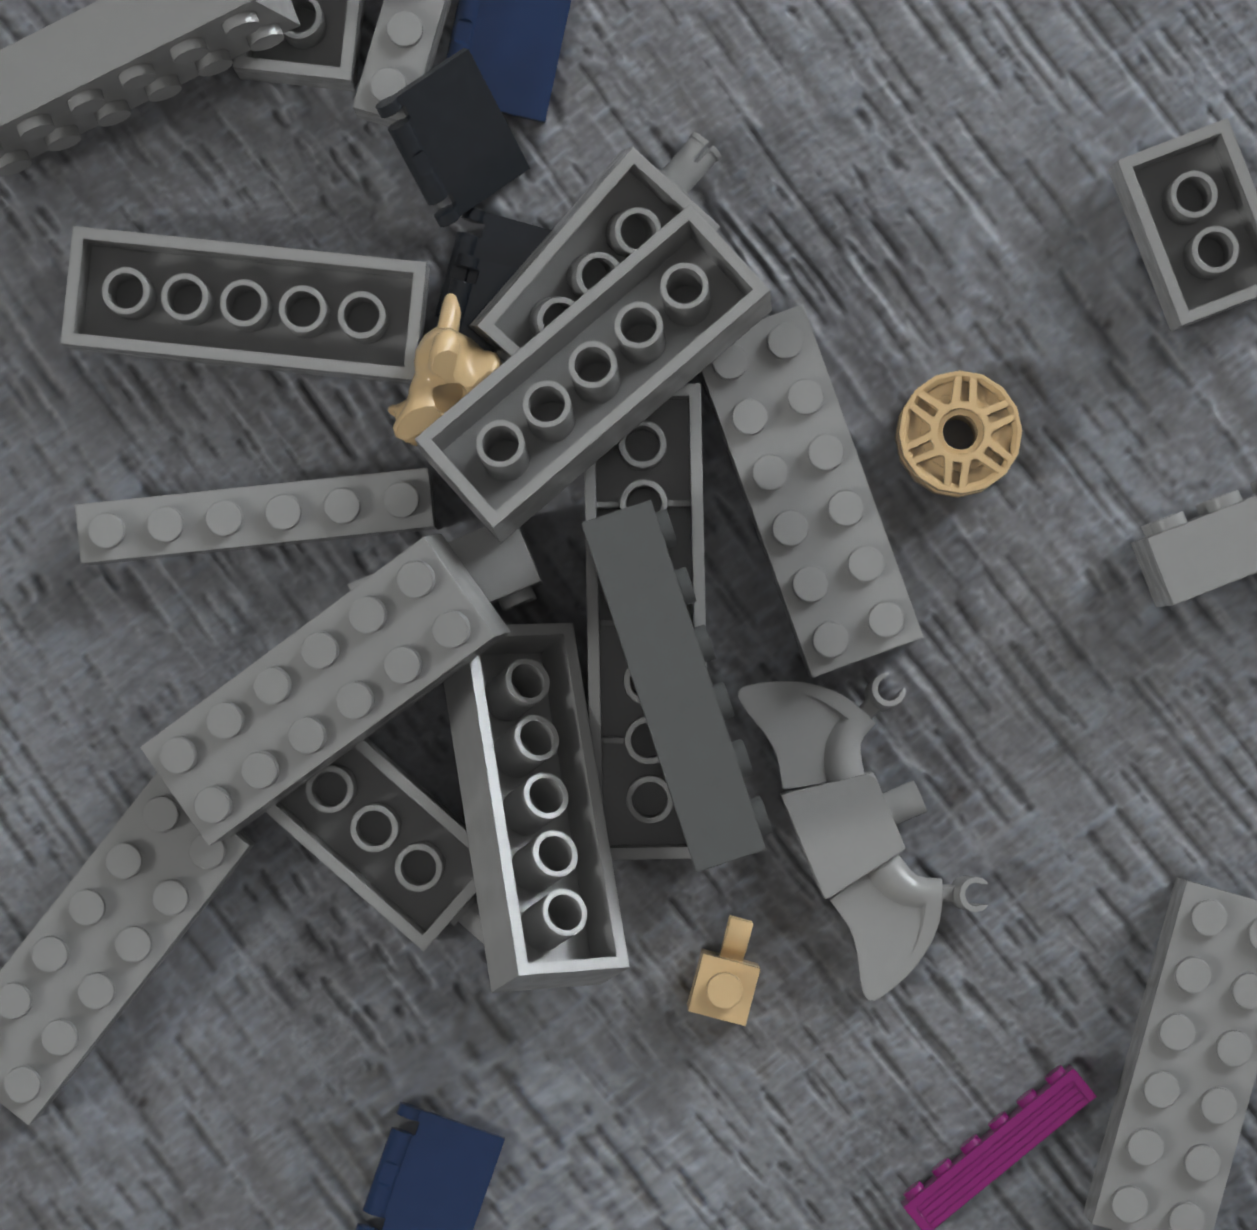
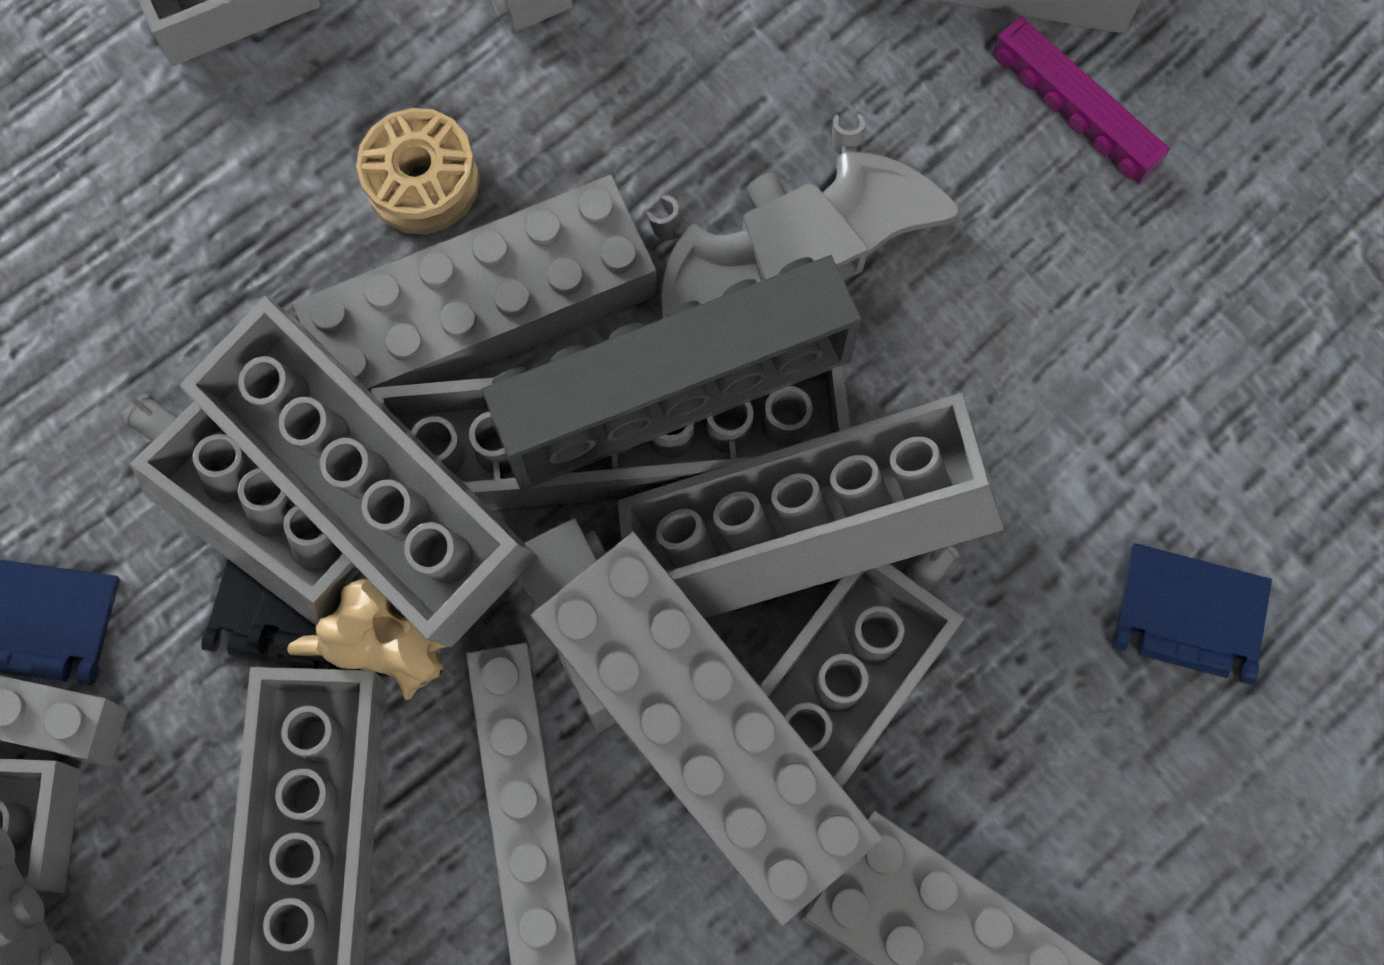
camera: 90 degrees left, 15 degrees down
(454, 136) = (123, 656): black piece -> none
(724, 980) = (957, 341): tan brick -> none

